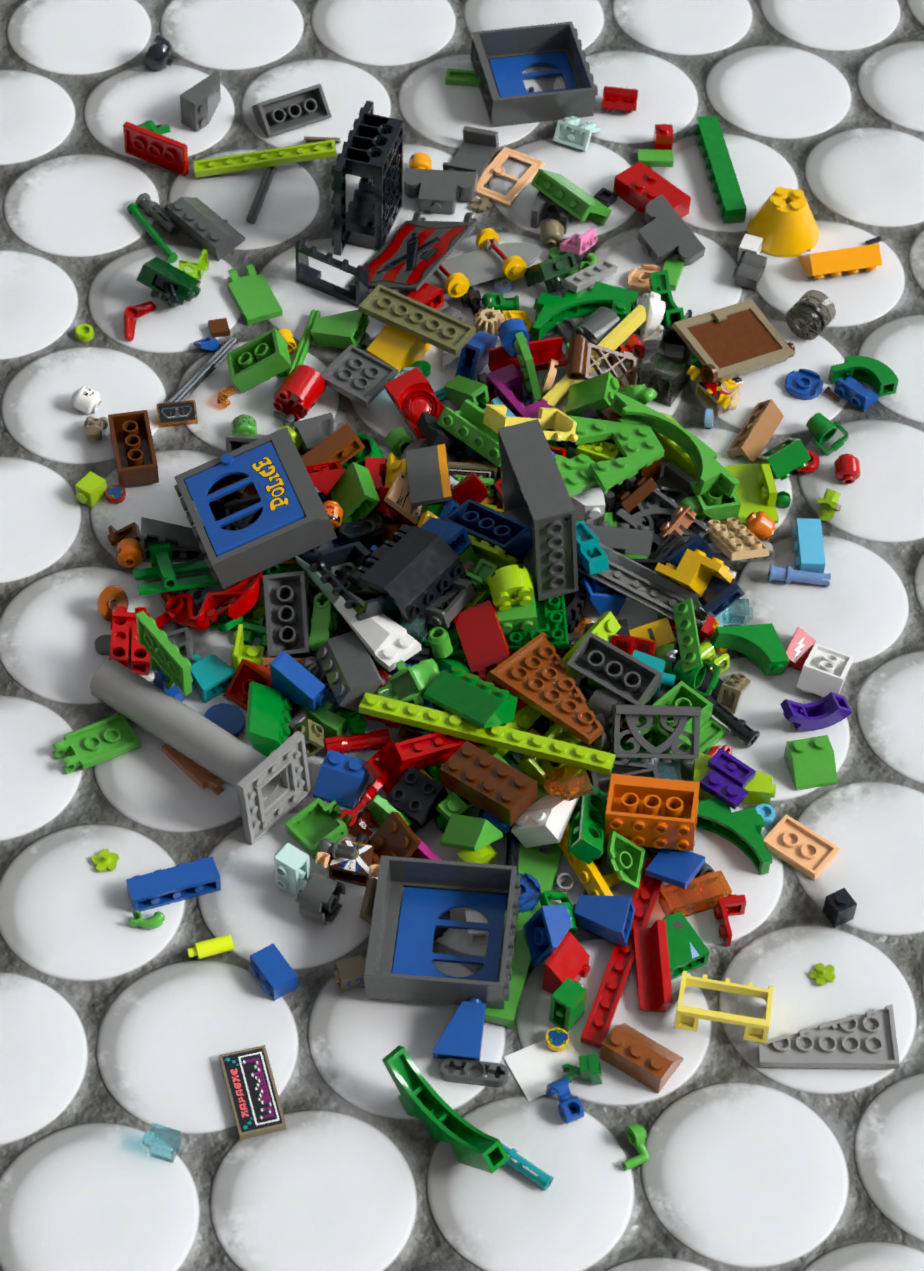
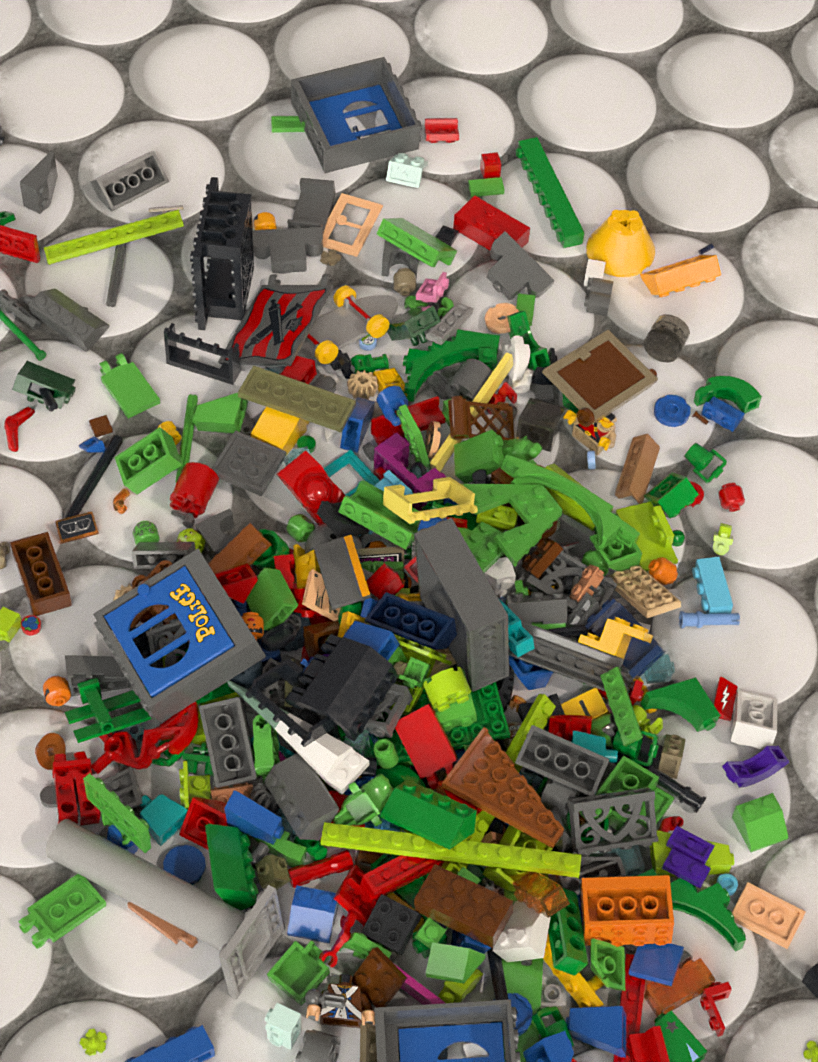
camera: 10 degrees left, 5 degrees up
(130, 531) = (52, 668): reddish brown bracket -> none
(198, 268) = (69, 365): clear neon green bracket -> none
(363, 820) = (344, 956): clear red tile -> none
(463, 388) = (357, 468): bright green slope -> none

